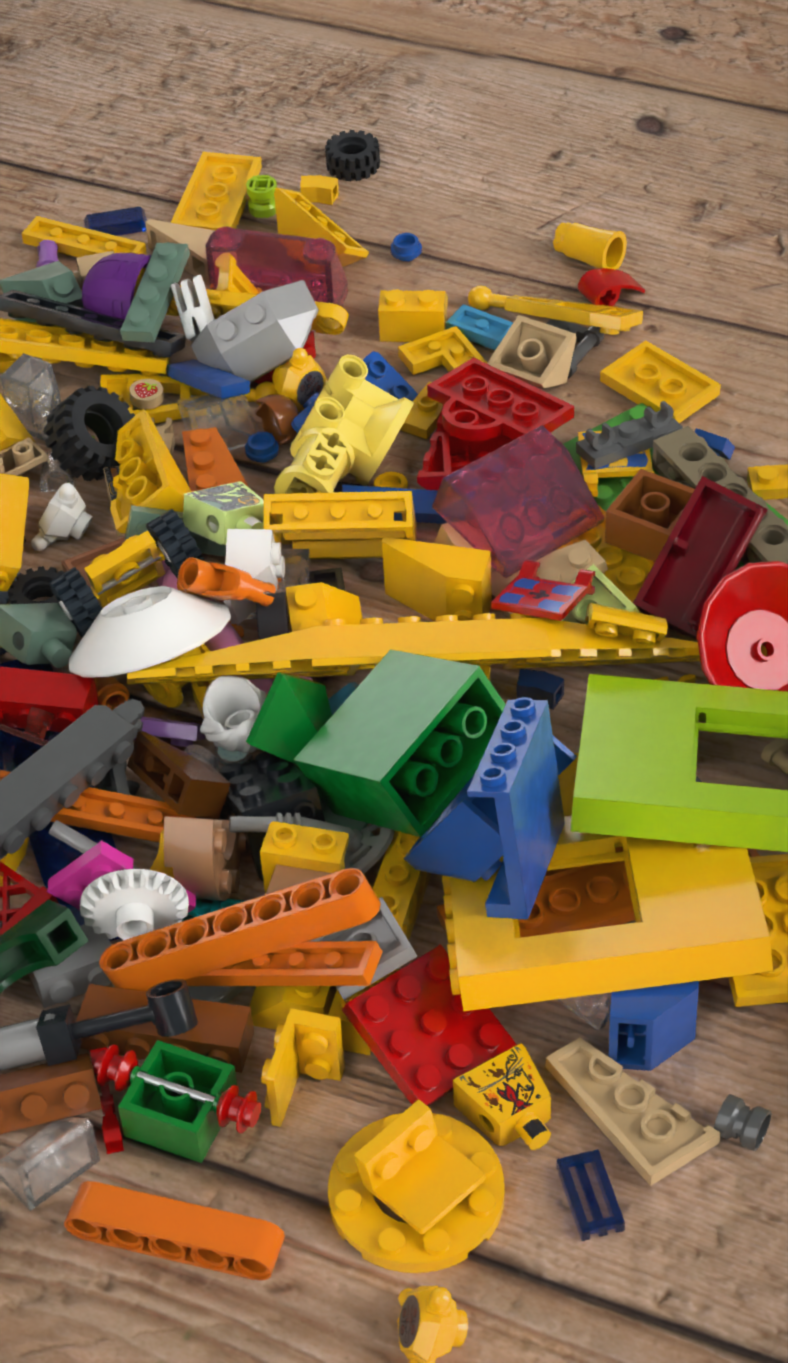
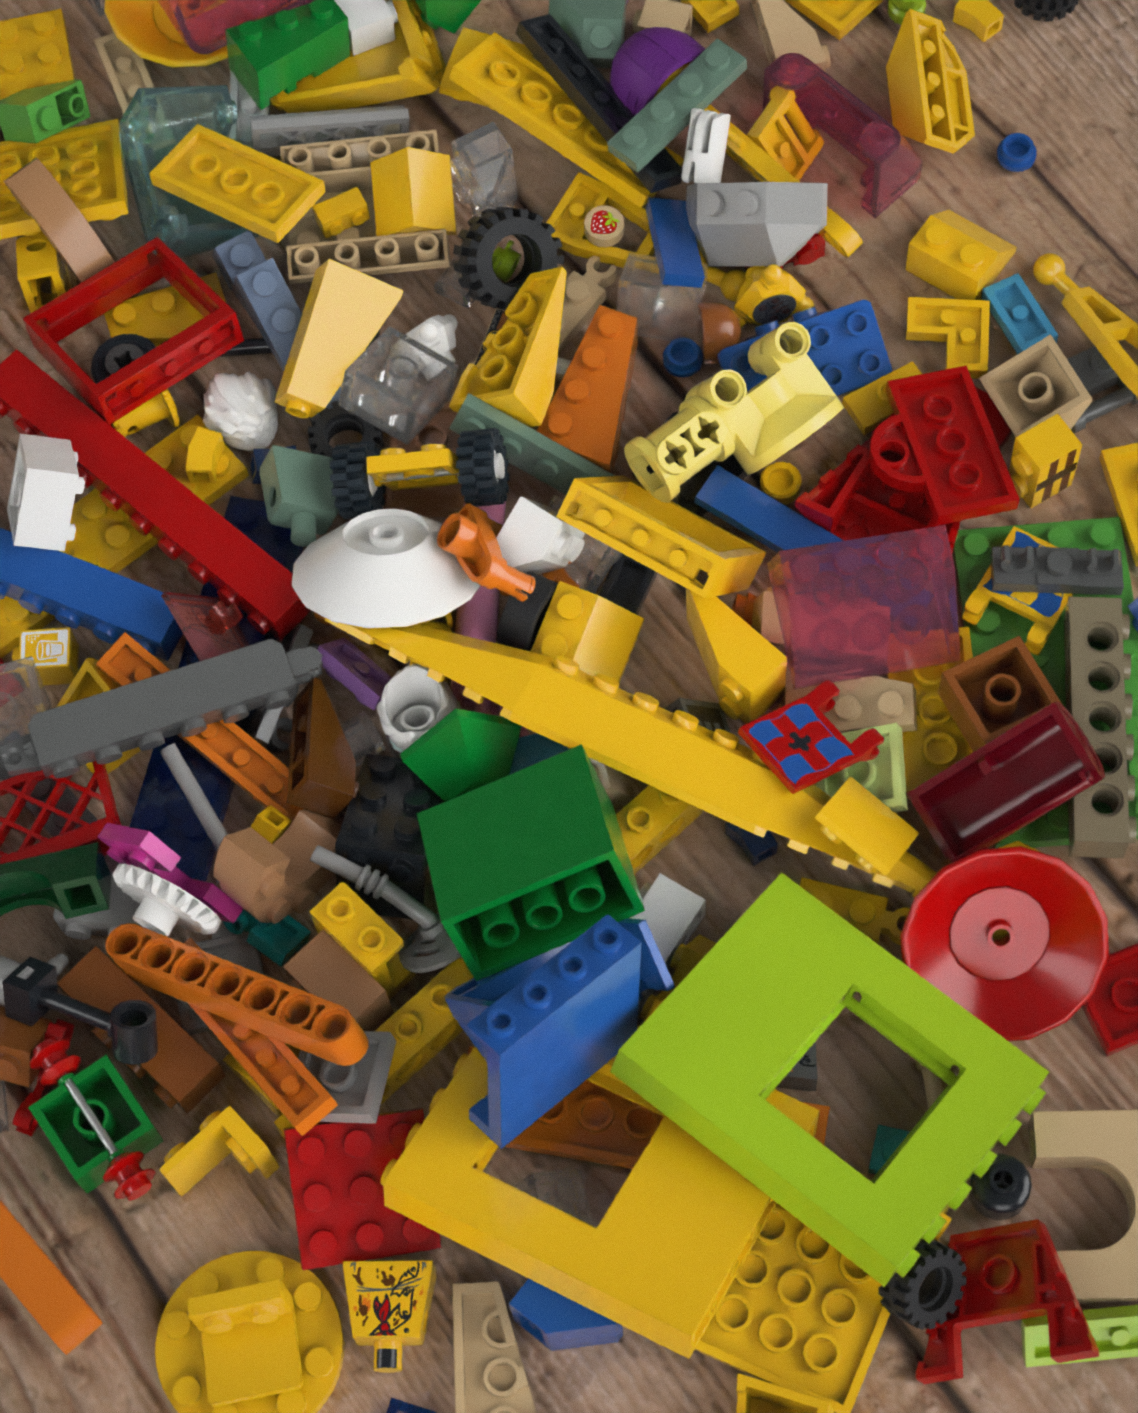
camera: 35 degrees right, 20 degrees up
(64, 535) = (398, 385): none -> clear brick
(221, 508) = (550, 456): yellowish green torso -> none
(571, 380) = (1044, 460): none -> yellow brick

